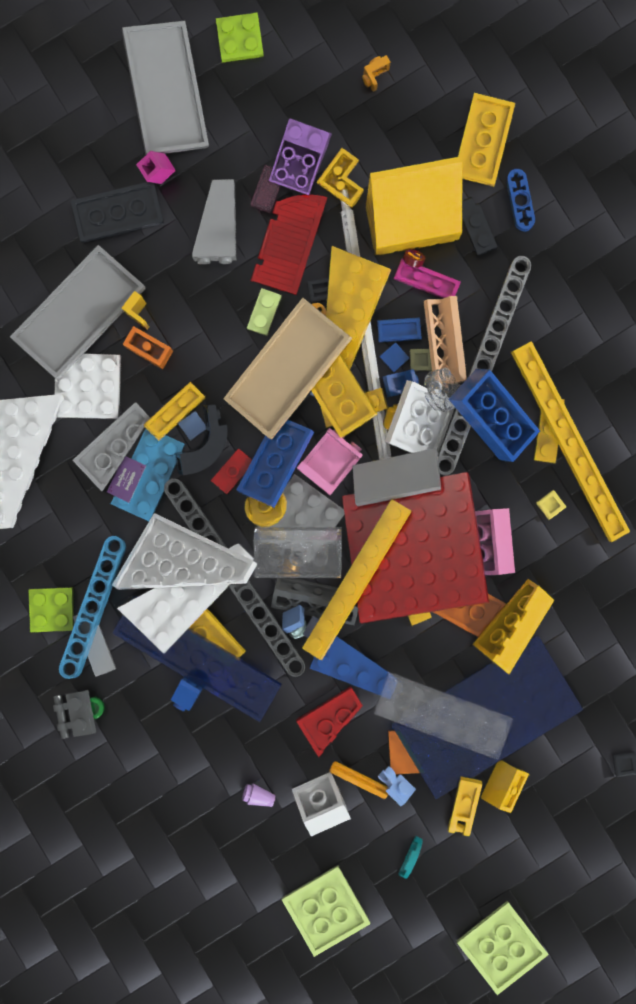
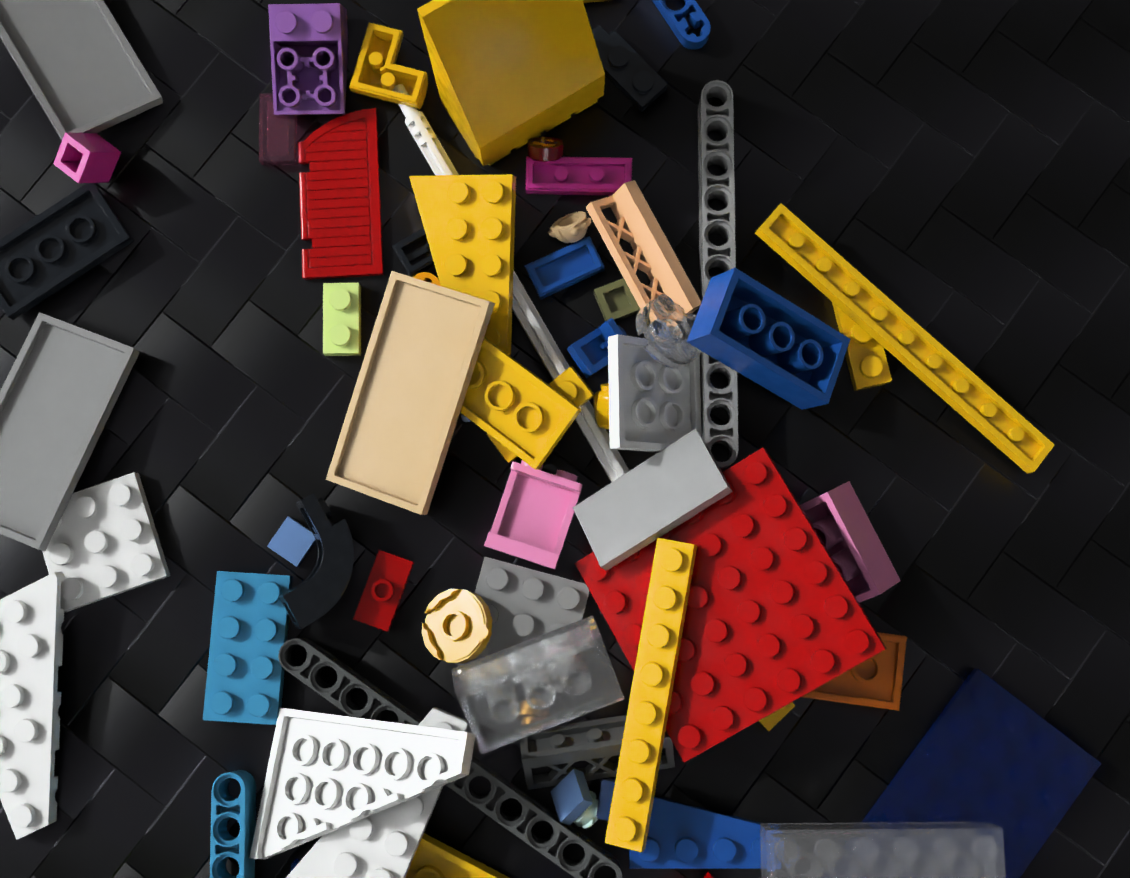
camera: 20 degrees left, 5 degrees down
(110, 448) = (171, 628): light grey wing -> none
(126, 479) = (213, 669): medium lavender sticker -> none
(133, 307) = (128, 386): yellow panel -> none
(147, 347) = (173, 443): orange brick -> none
(174, 411) = (253, 530): yellow tile -> none
(218, 225) = (218, 212): light grey slope -> none
(275, 463) = (446, 552): blue plate -> none
(394, 357) = (574, 313): blue tile -> none
(411, 308) = (570, 227): none -> tan animal
(514, 626) = (937, 670): yellow wedge -> none
(551, 504) = (911, 450): light yellow tile -> none

